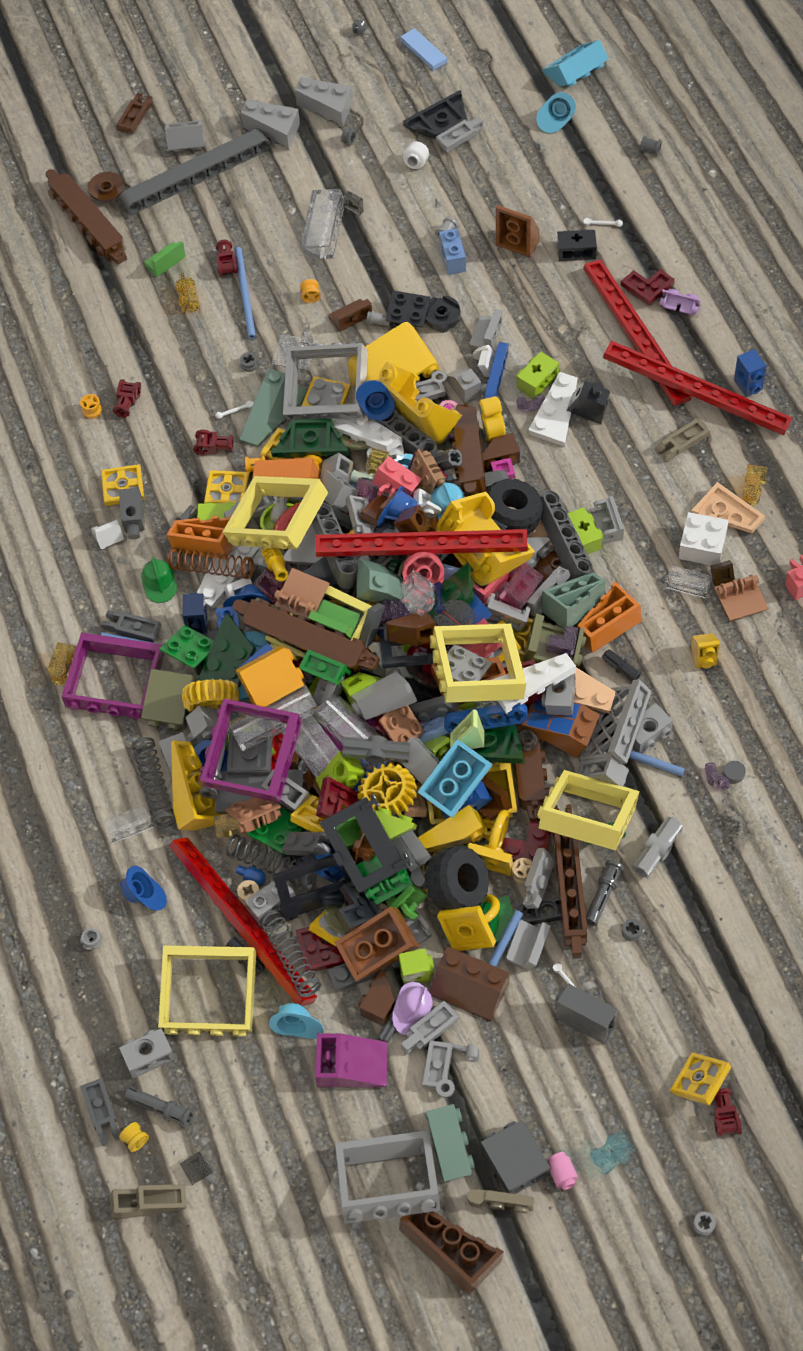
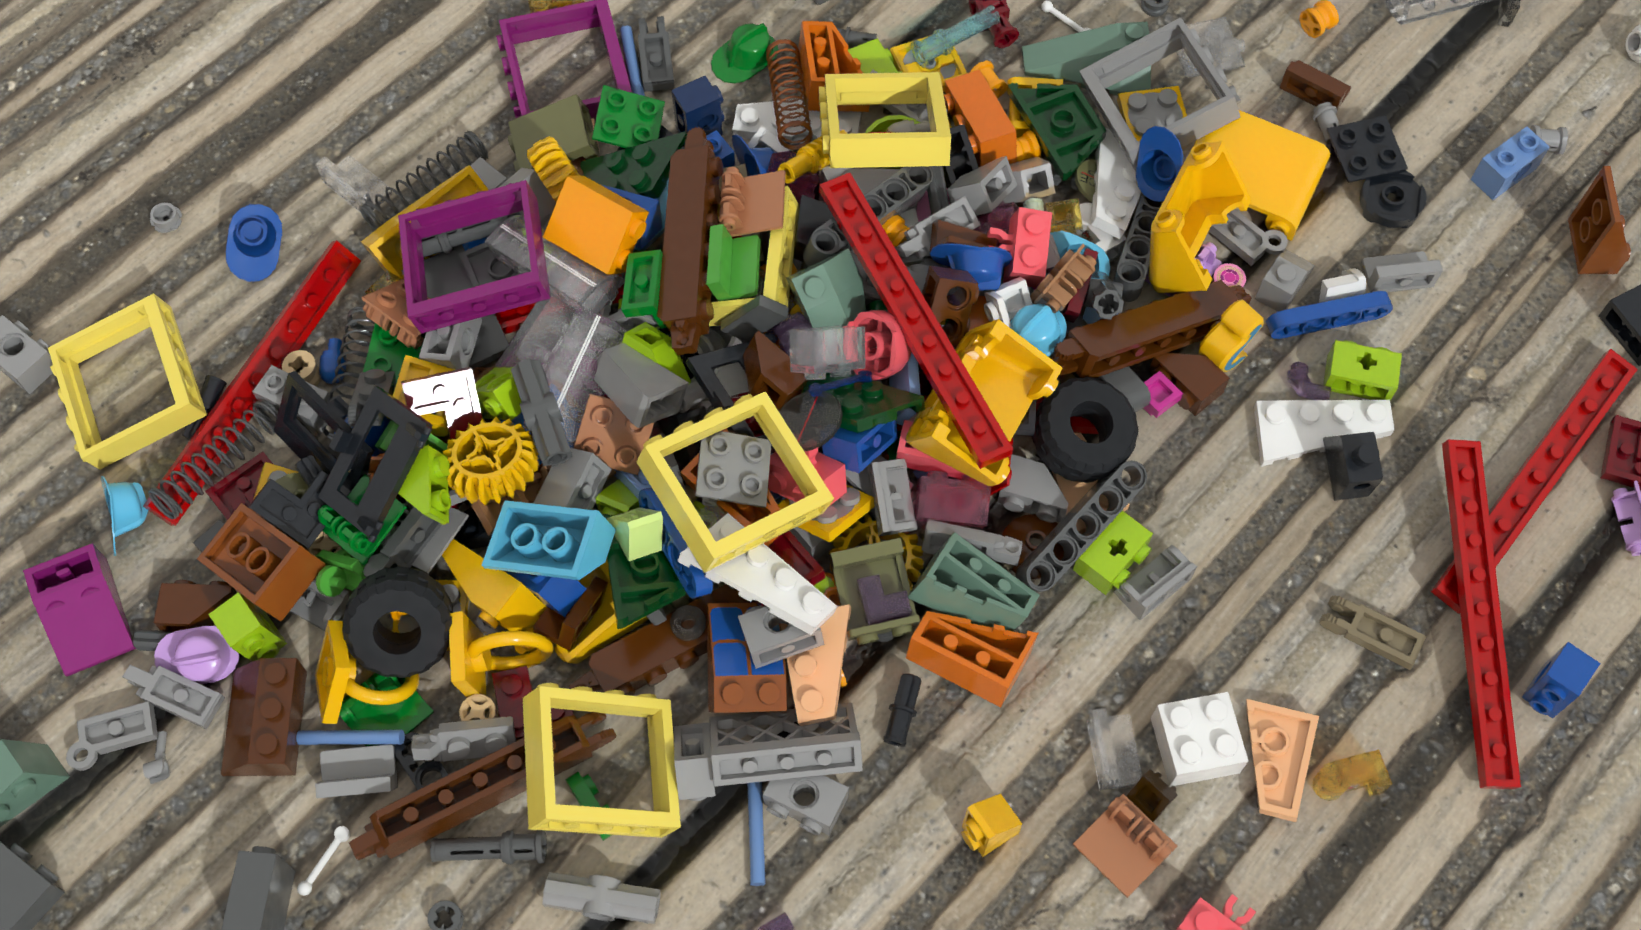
camera: 60 degrees right, 5 degrees up
(221, 471) = (943, 41): none -> clear light blue pin

